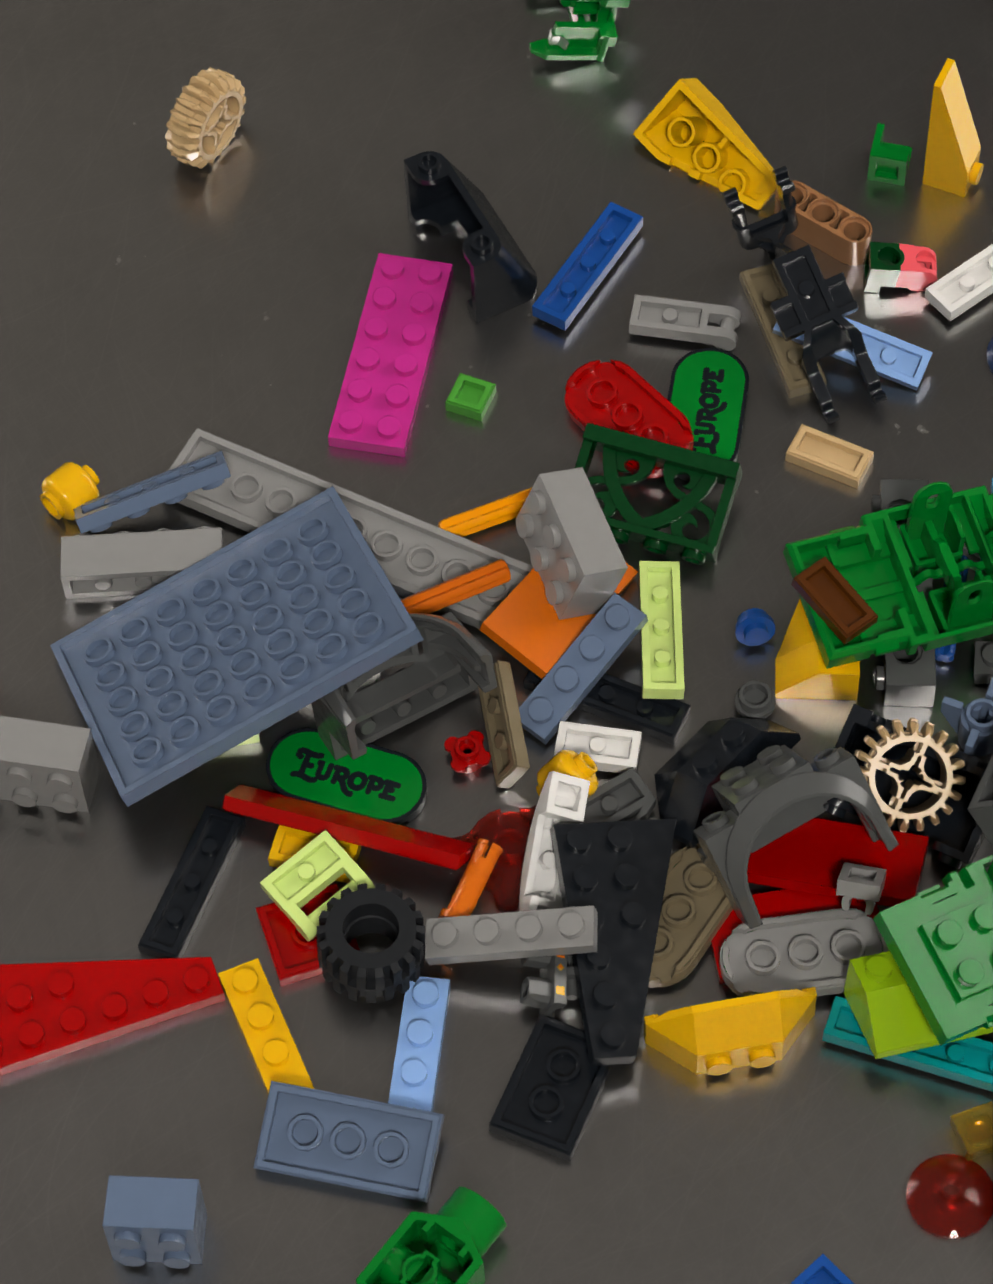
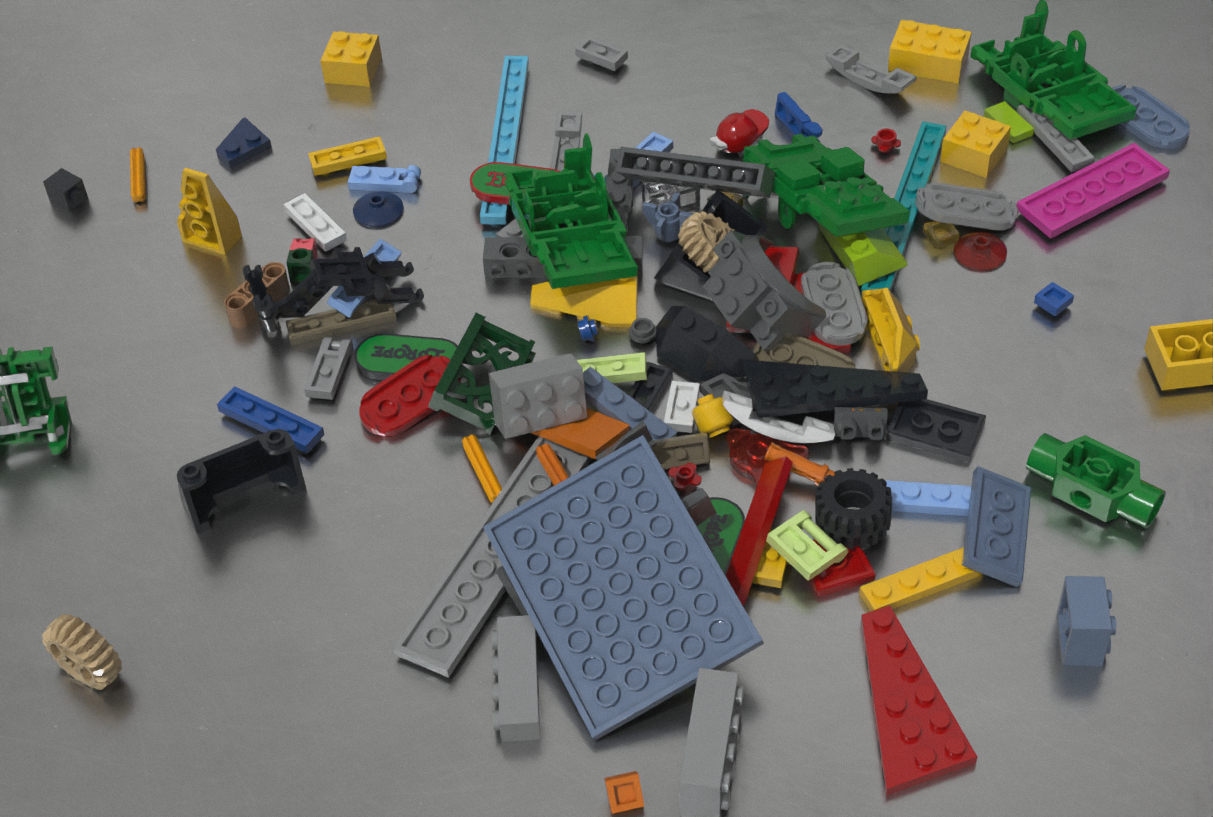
camera: 90 degrees left, 10 degrees down
(67, 489) = (445, 733): yellow head -> none
(139, 497) = (460, 666): sand blue plate -> none
(192, 884) = (805, 635): black tile -> none
(390, 355) = (330, 535): dark pink plate -> none
(470, 397) = (376, 487): bright green tile -> none
(511, 935) = (843, 424): light grey plate -> none
(706, 142) = (170, 357): yellow wedge -> none
(829, 456) = (449, 298): tan tile -> none
(834, 600) = (598, 255): reddish brown tile -> none
(860, 883) = (793, 264): light grey tile -> none
(887, 160) = (205, 267): green panel -> none

